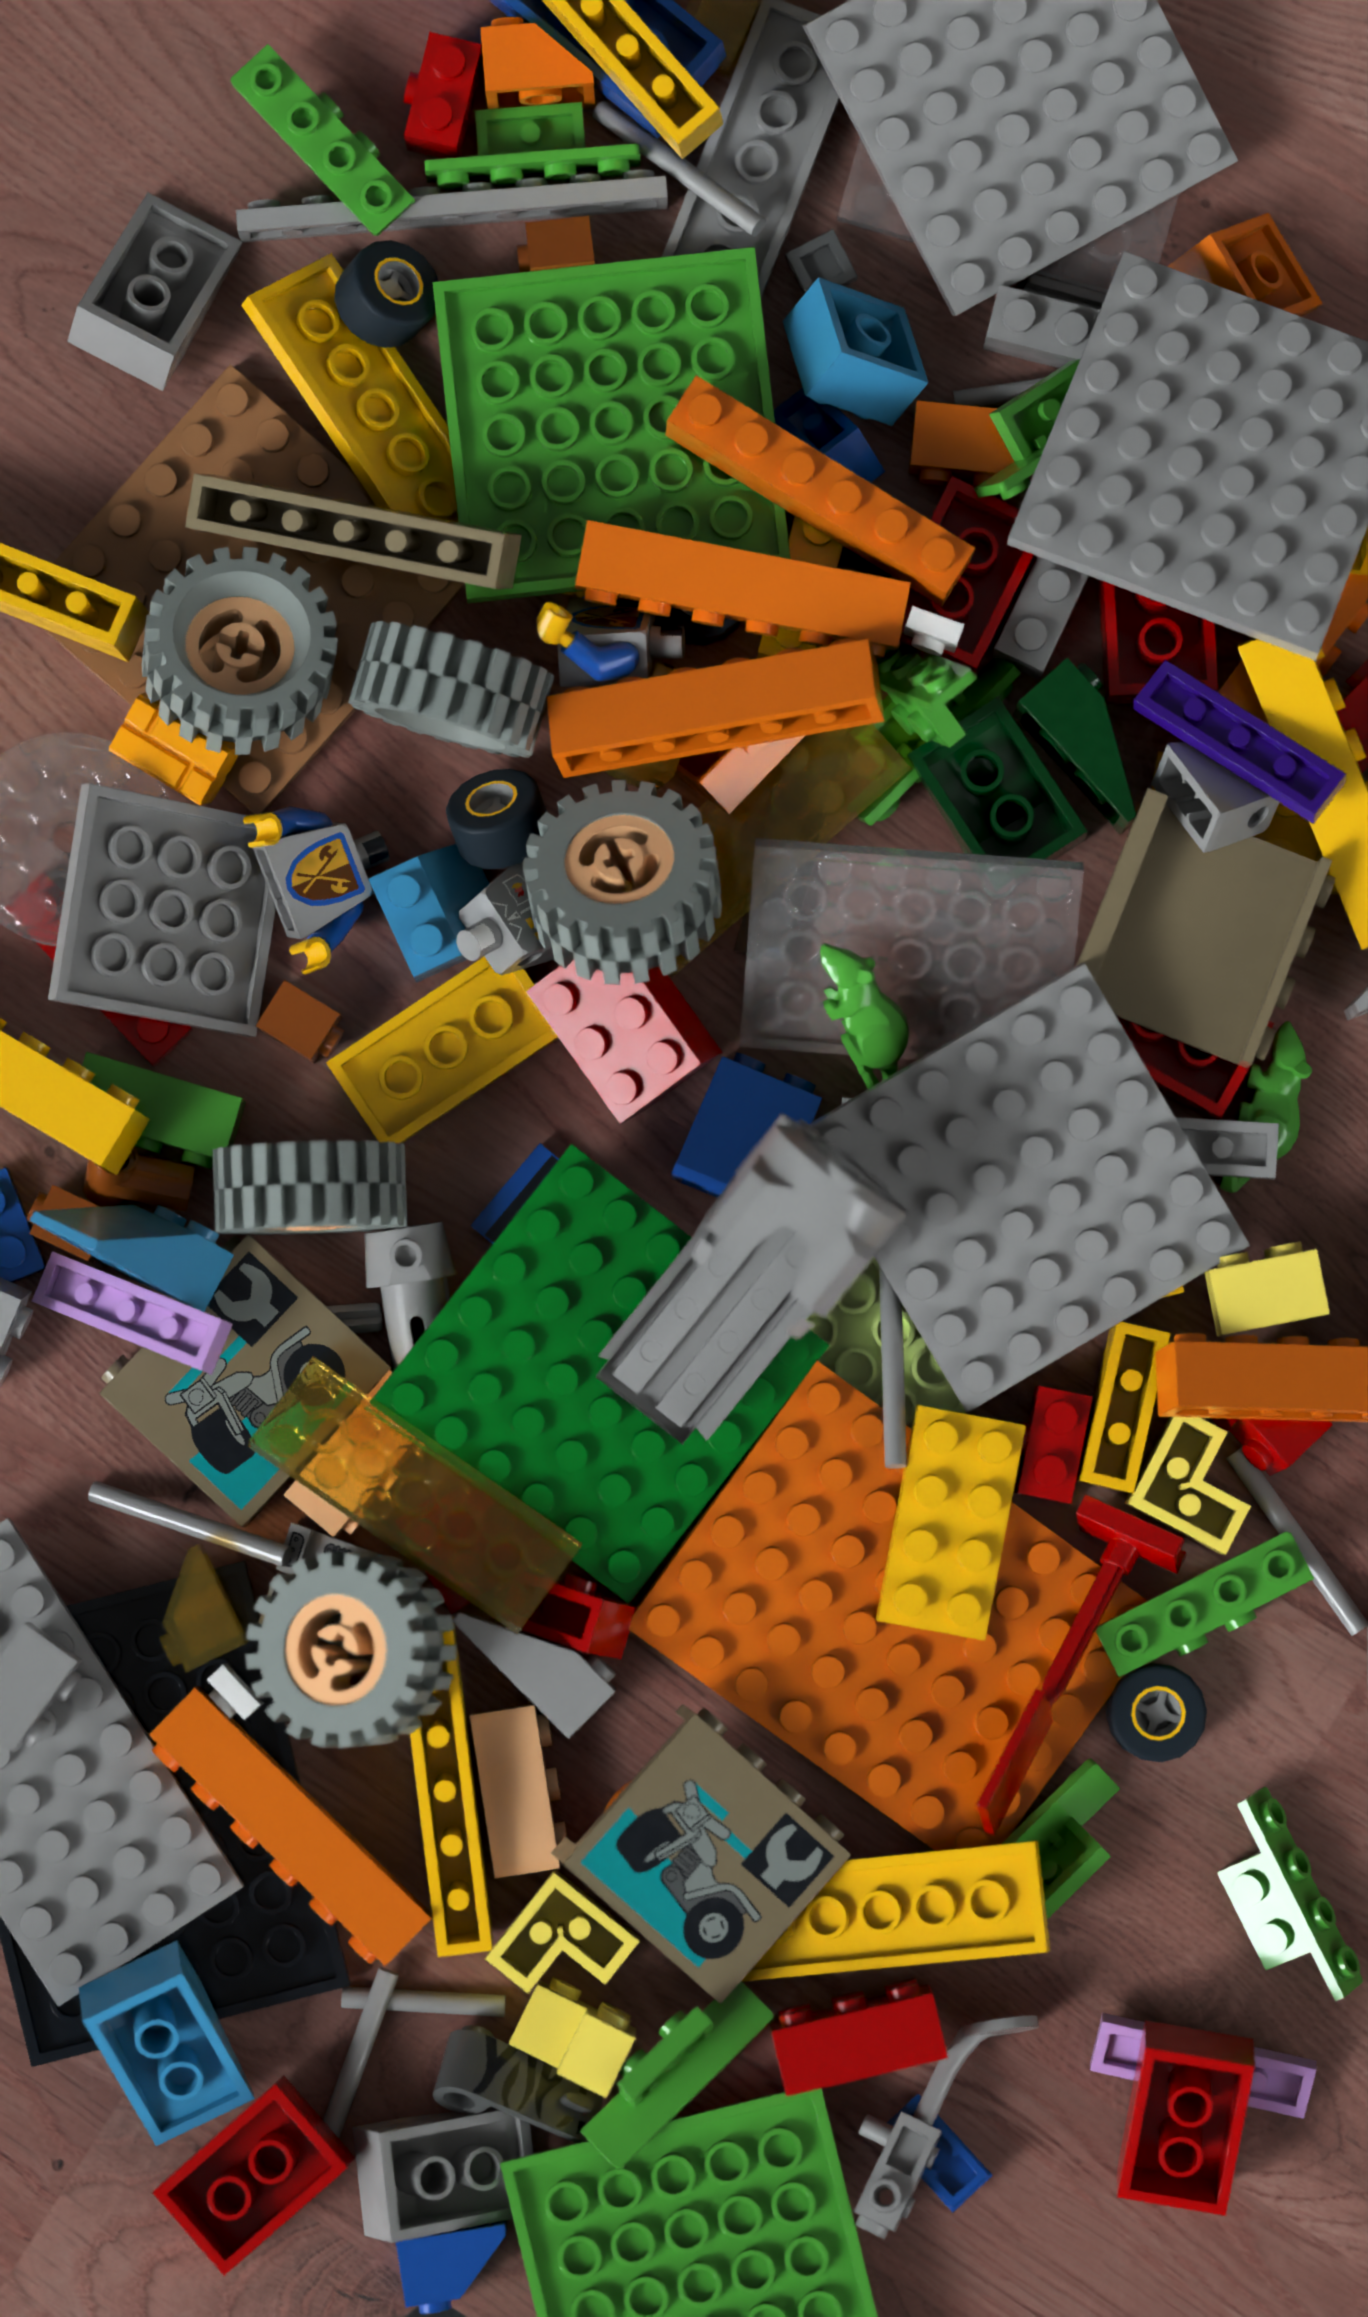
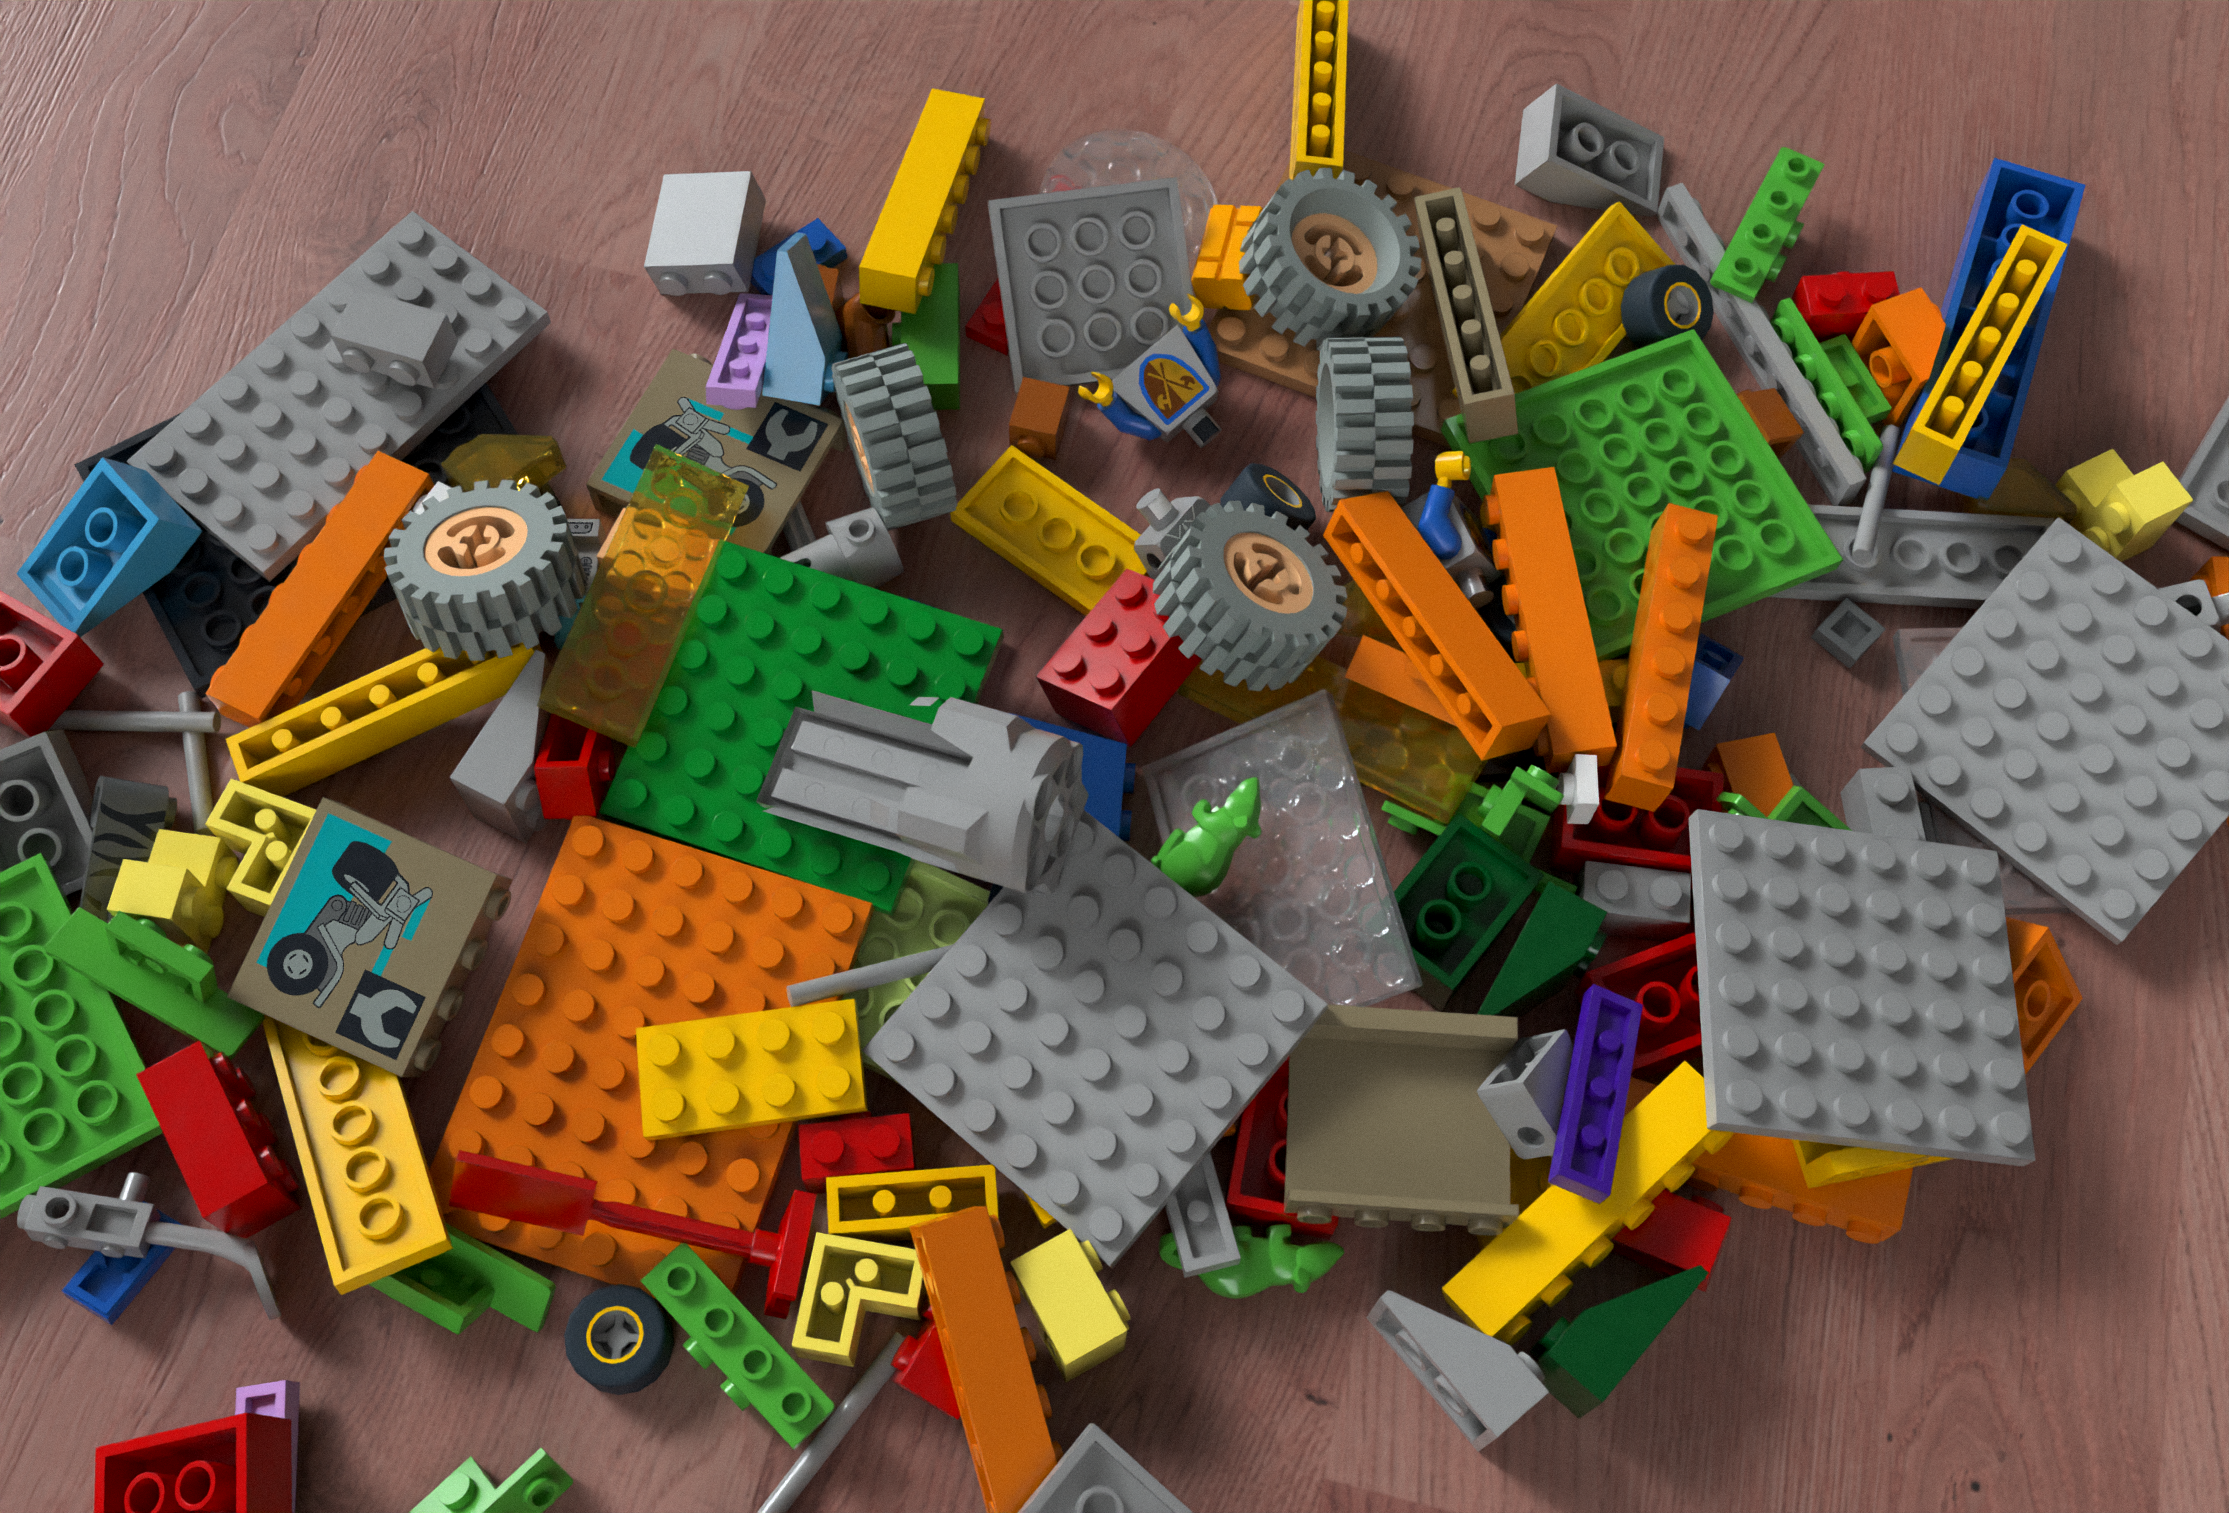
camera: 70 degrees right, 20 degrees down
(190, 1523) = (581, 449): light grey bar -> none
(424, 906) = (1175, 465): dark azure slope -> none
(517, 1789) = (404, 774): light nougat brick -> none
(855, 352) = (1790, 671): dark azure slope -> none

